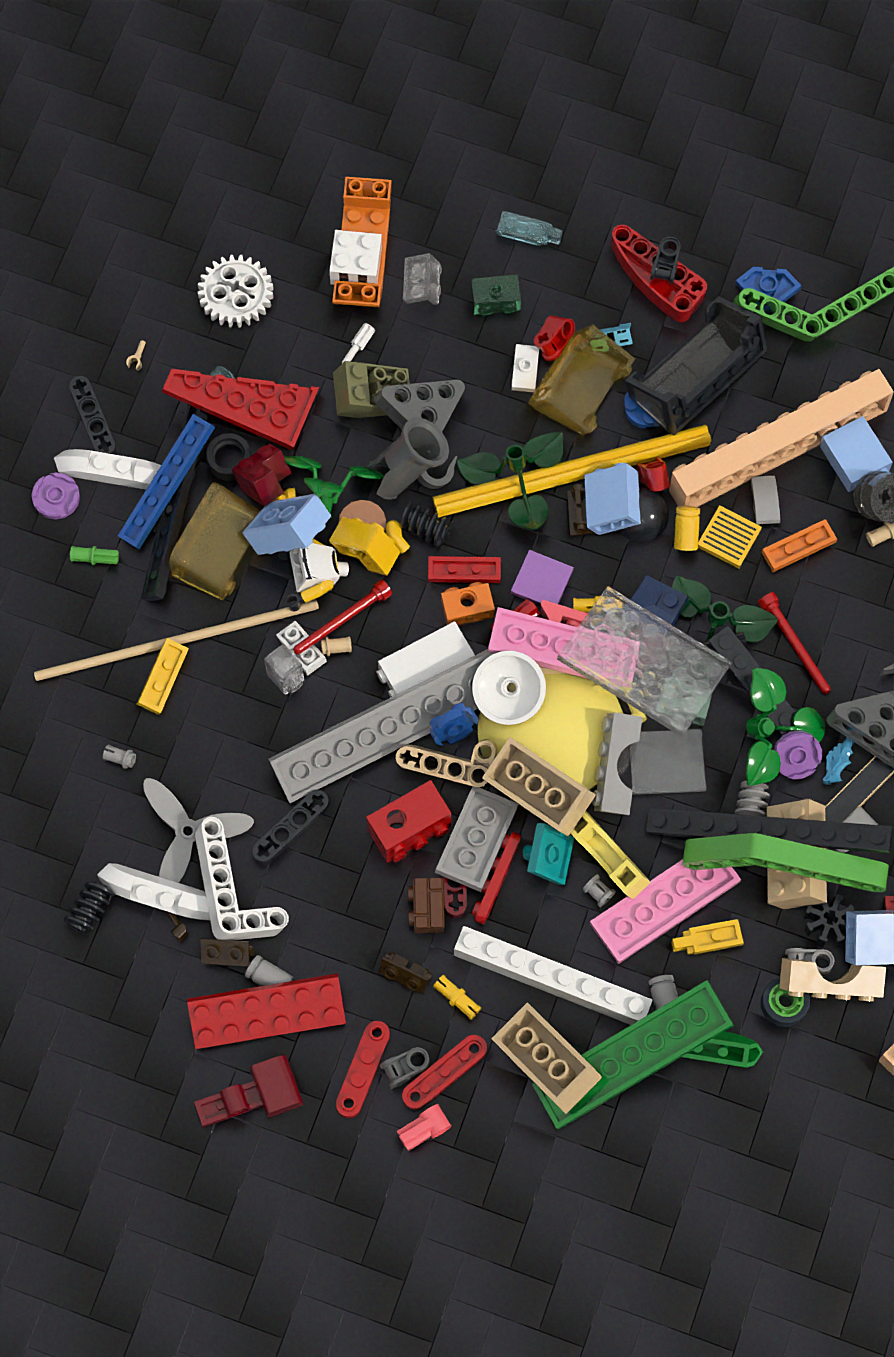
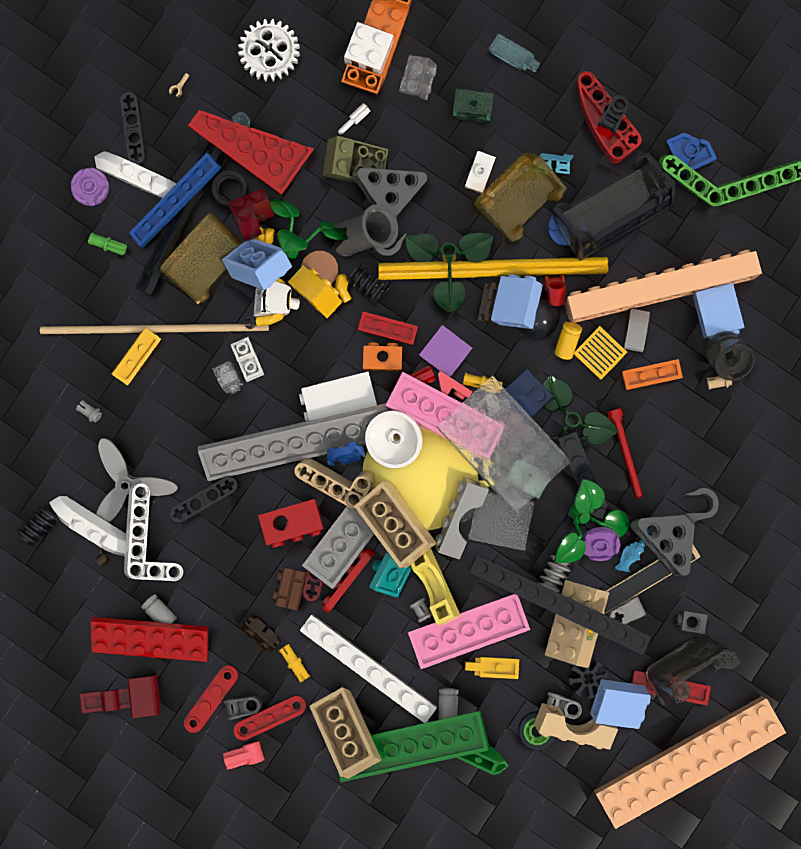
camera: 20 degrees right, 15 degrees up
(226, 952) = (130, 587): dark brown hinge -> none
(335, 645) = (273, 364): tan pin -> none
(379, 592) = (317, 330): red piece -> none
(554, 334) = (509, 151): red piece -> none
(786, 857) = (565, 633): bright green beam -> none

